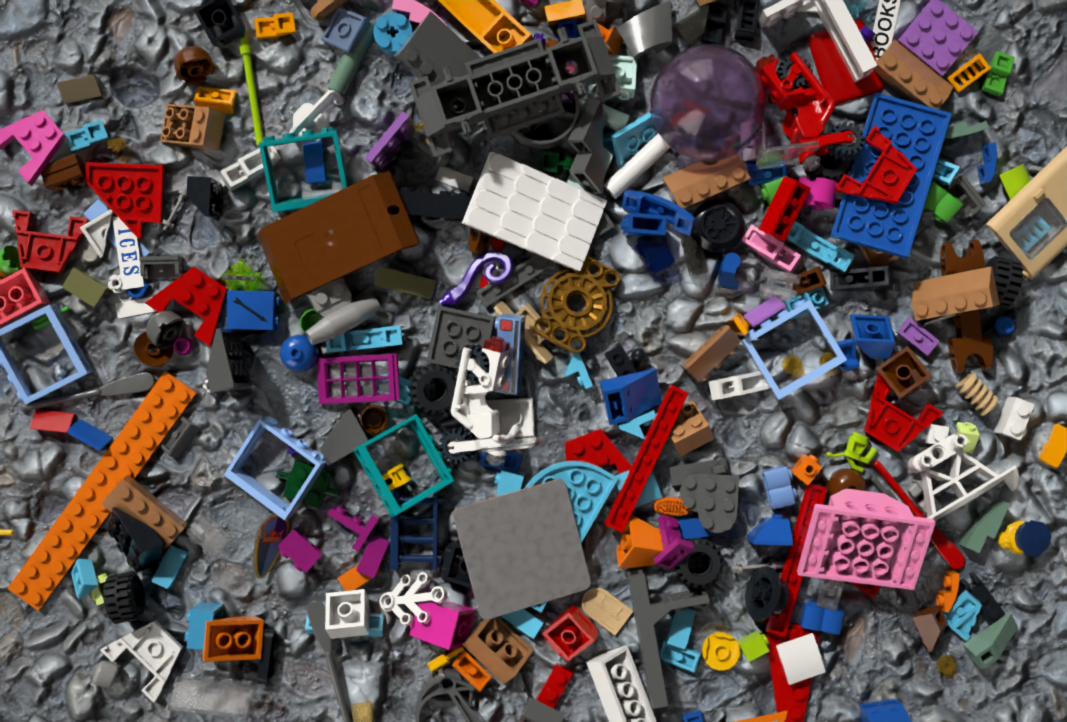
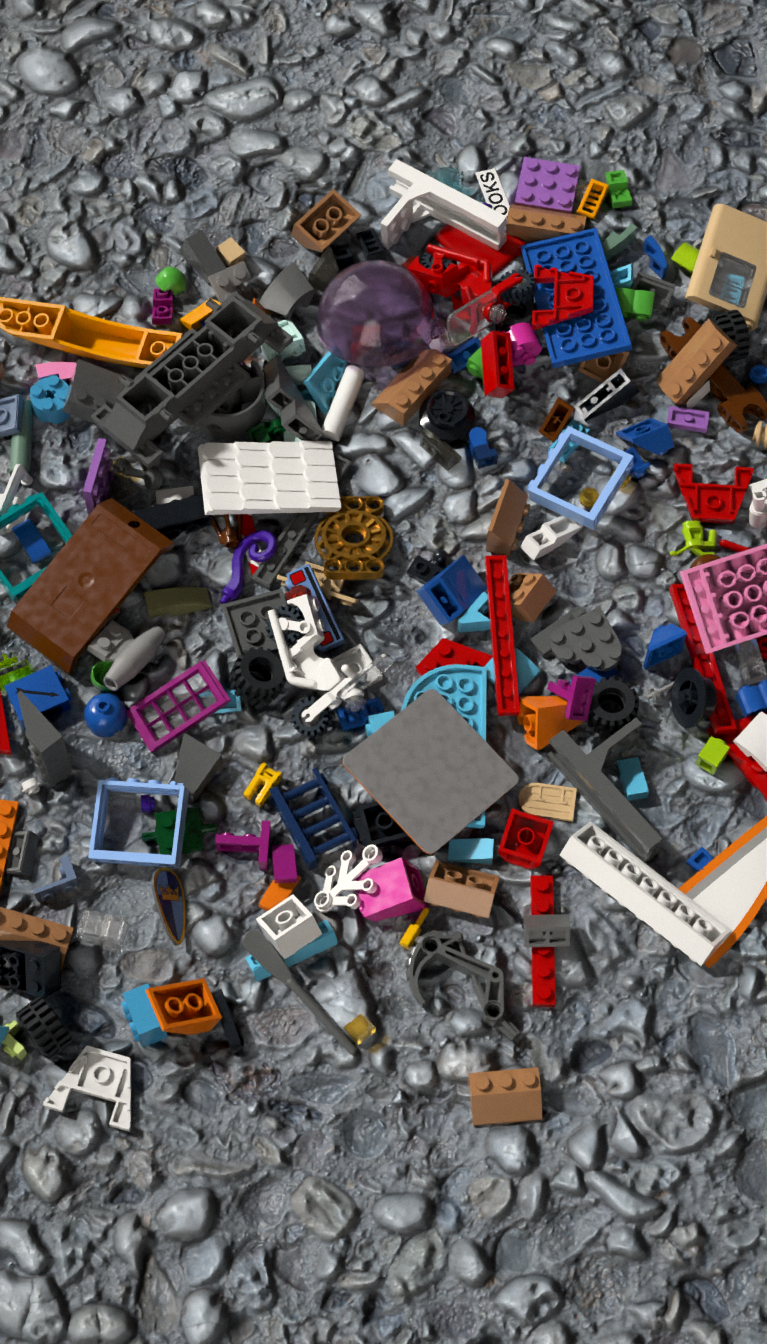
camera: 25 degrees left, 25 degrees down
(105, 674) = (61, 1128): light grey head -> none
(170, 567) = (76, 985): medium azure slope -> none
(205, 473) = (65, 885): none -> sand blue bracket
(213, 696) = (191, 1086): clear slope -> none
(300, 550) = (206, 894): magenta brick -> none
(366, 339) = (163, 672): medium azure slope -> none
(373, 419) = (214, 733): reddish brown hair -> none
(376, 478) = (255, 779): teal window -> none
(471, 671) = (448, 920): orange slope -> none
(576, 364) = (389, 593): medium azure slope -> none
(640, 201) = (384, 424): blue slope -> none
(644, 225) = (377, 442): blue torso -> none
(655, 254) = (403, 465): clear blue slope -> none
(671, 507) = (557, 671): orange piece -> none
(683, 658) = (653, 804): medium azure slope -> none
(721, 651) = (685, 782): yellow tile -> none
(739, 324) = (519, 479): light orange slope -> none
(764, 311) = (530, 471): medium lavender slope -> none
(769, 290) = (534, 434): clear brick -> none
(772, 249) = (509, 412): bright pink slope -> none
(779, 487) = (644, 605): medium blue brick -> none
(806, 468) = (659, 577): orange brick -> none
(819, 248) = (548, 392): medium azure slope -> none
(904, 373) = (696, 449): reddish brown slope -> none

